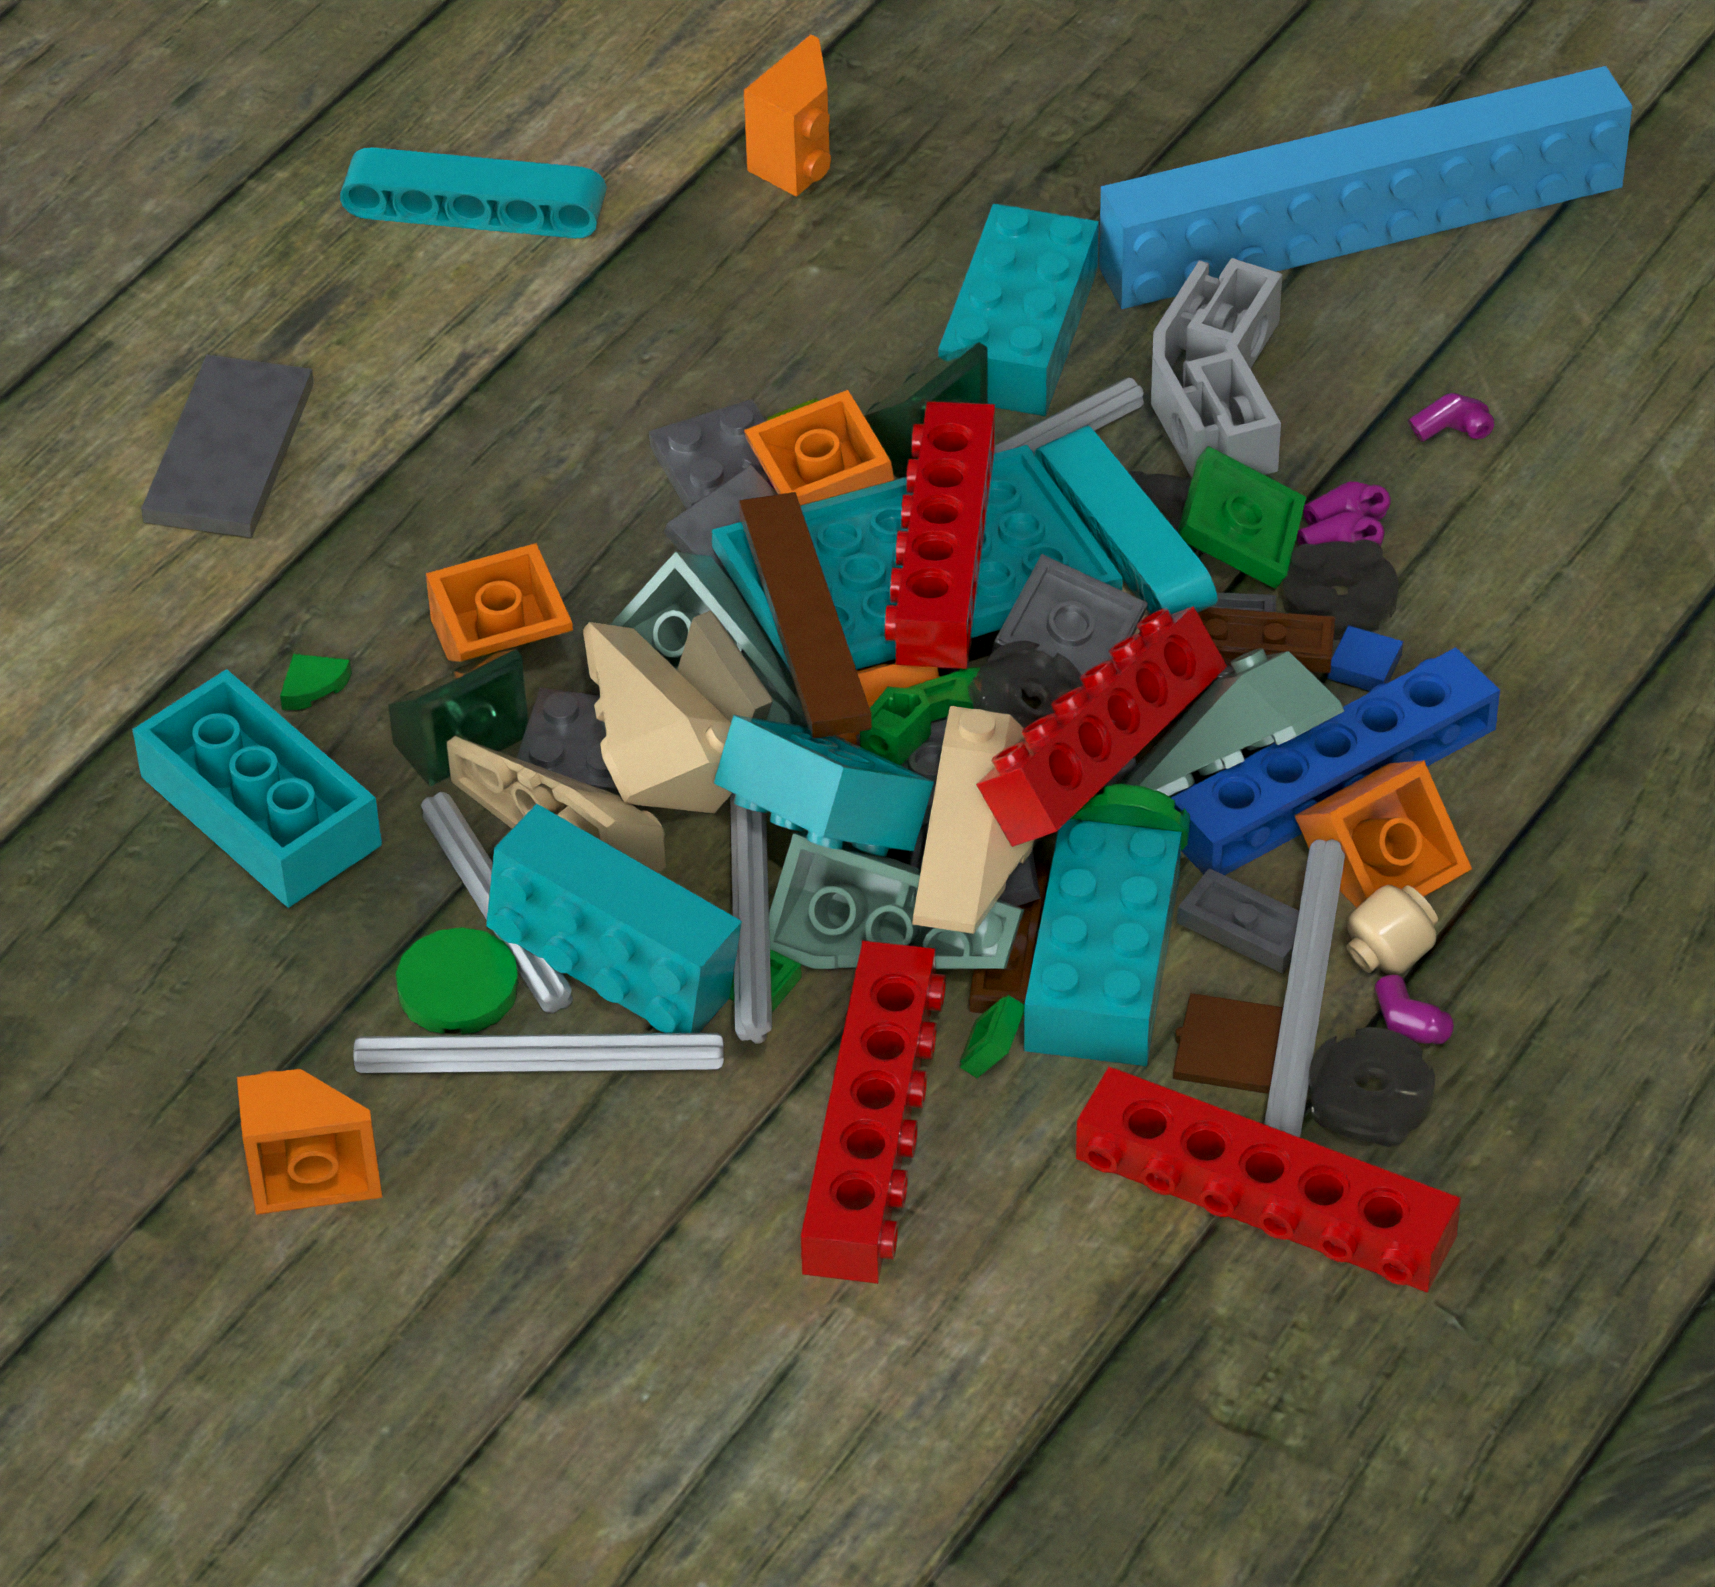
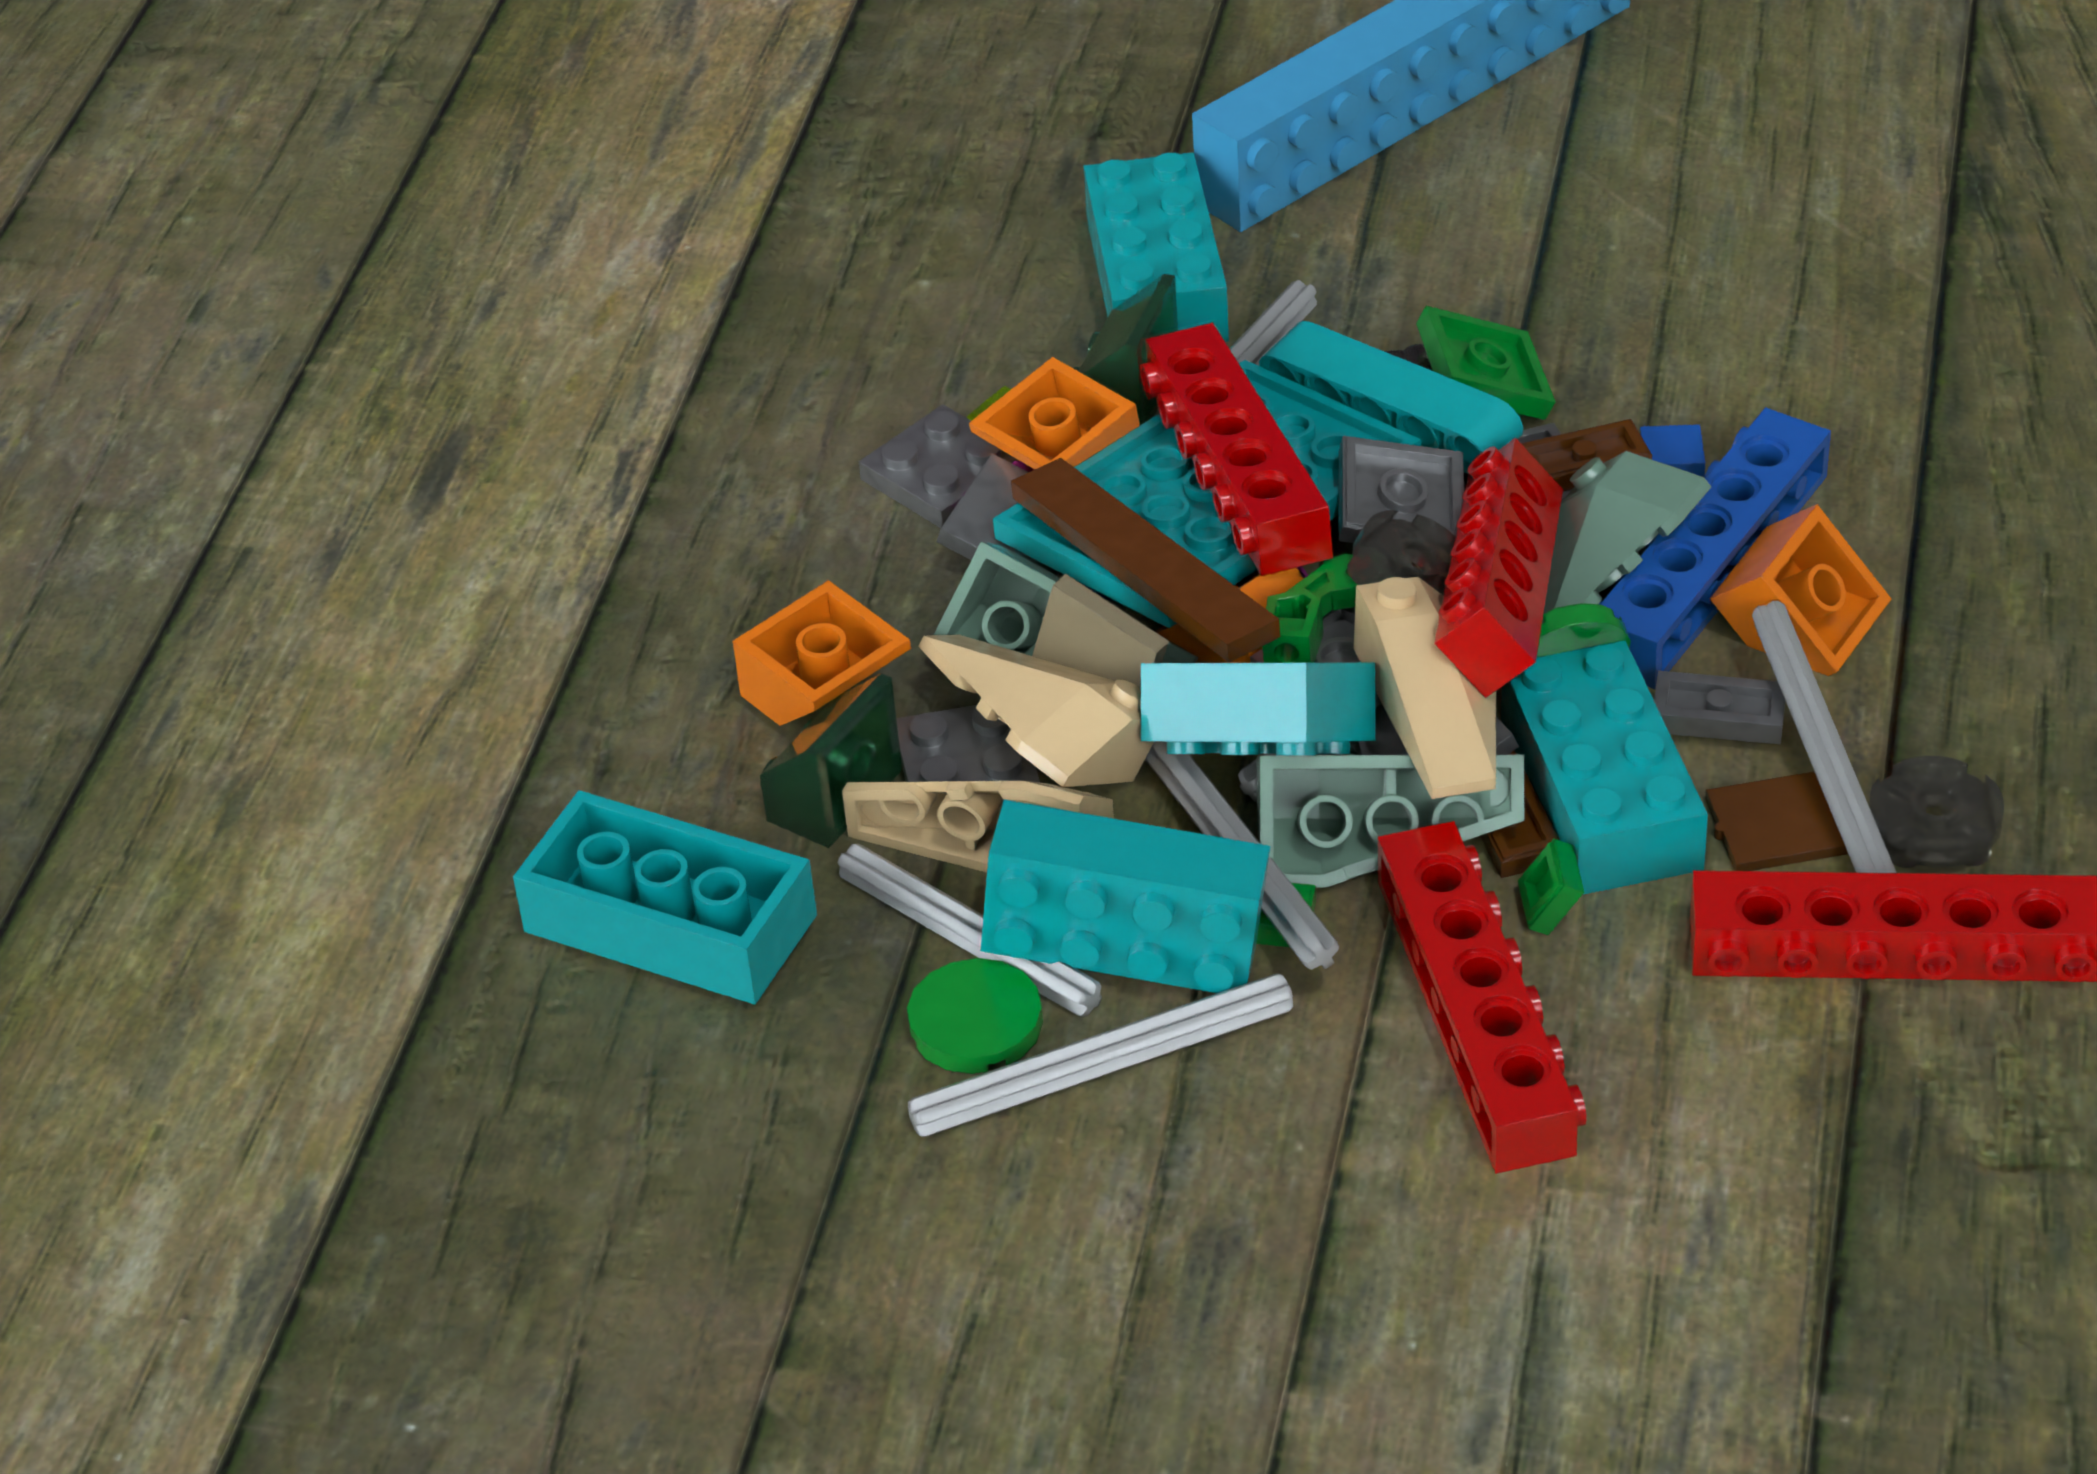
camera: 20 degrees left, 5 degrees down
(228, 446) = (432, 603): flat silver tile -> none
(305, 1143) = (929, 1212): orange slope -> none
(311, 679) = (653, 782): green tile -> none
(473, 192) = (551, 307): teal beam -> none
(789, 120) = (841, 153): orange slope -> none
(1223, 332) = (1384, 250): light grey brick -> none
(1342, 527) = (1580, 352): magenta arm -> none
(1347, 564) = (1588, 384): clear smoke plate -> none
(1349, 497) = (1570, 325): magenta arm -> none
(1391, 930) = (1864, 669): tan head -> none
(1411, 1018) = (1931, 739): magenta arm -> none
(1455, 412) = (1614, 223): magenta arm -> none

